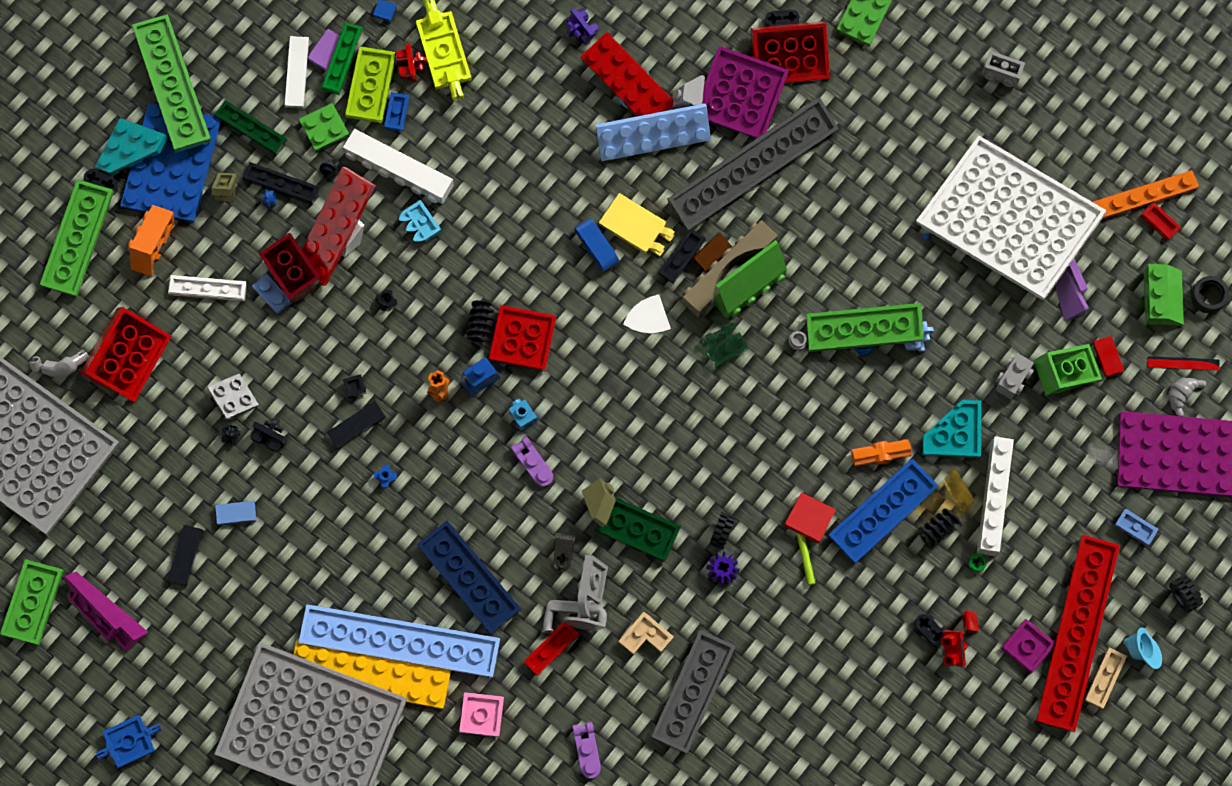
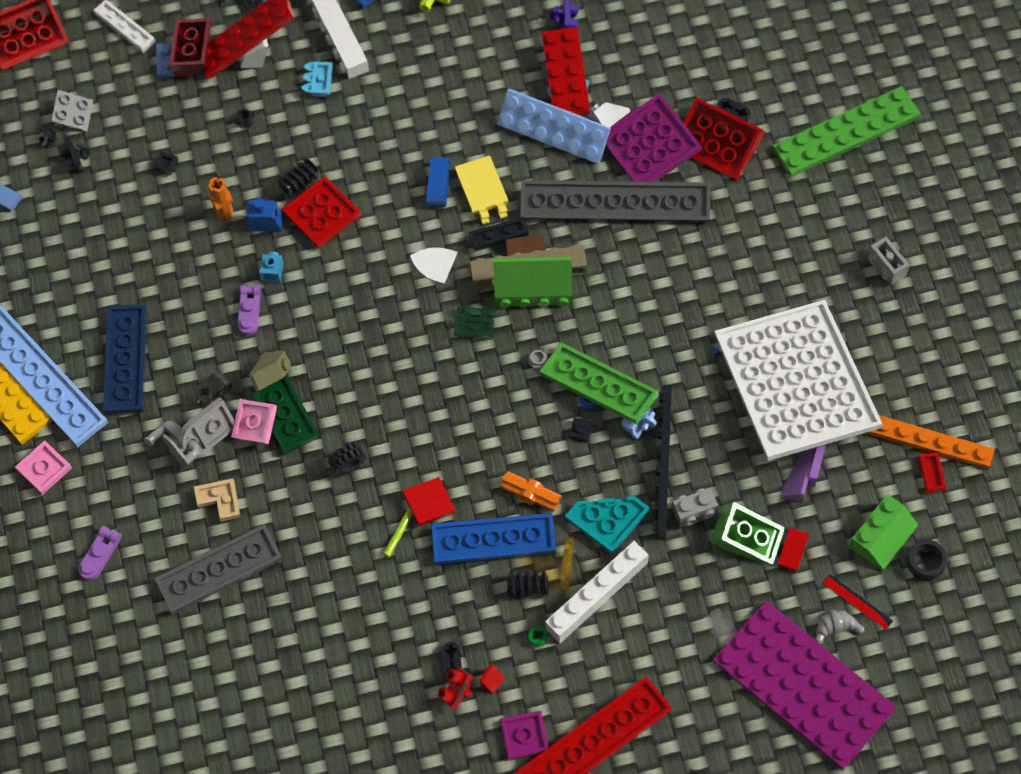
camera: 45 degrees right, 10 degrees down
(356, 424) = (143, 192): black tile -> none
(390, 476) = (132, 247): blue plate -> none
(551, 648) = (139, 456): red plate -> none
(622, 553) = (254, 421): none -> bright pink plate
(725, 562) = (327, 496): dark purple gear -> none
(877, 374) = (581, 430): none -> black plate
(965, 362) = (662, 469): none -> black plate
(1136, 527) = (700, 705): medium blue plate -> none

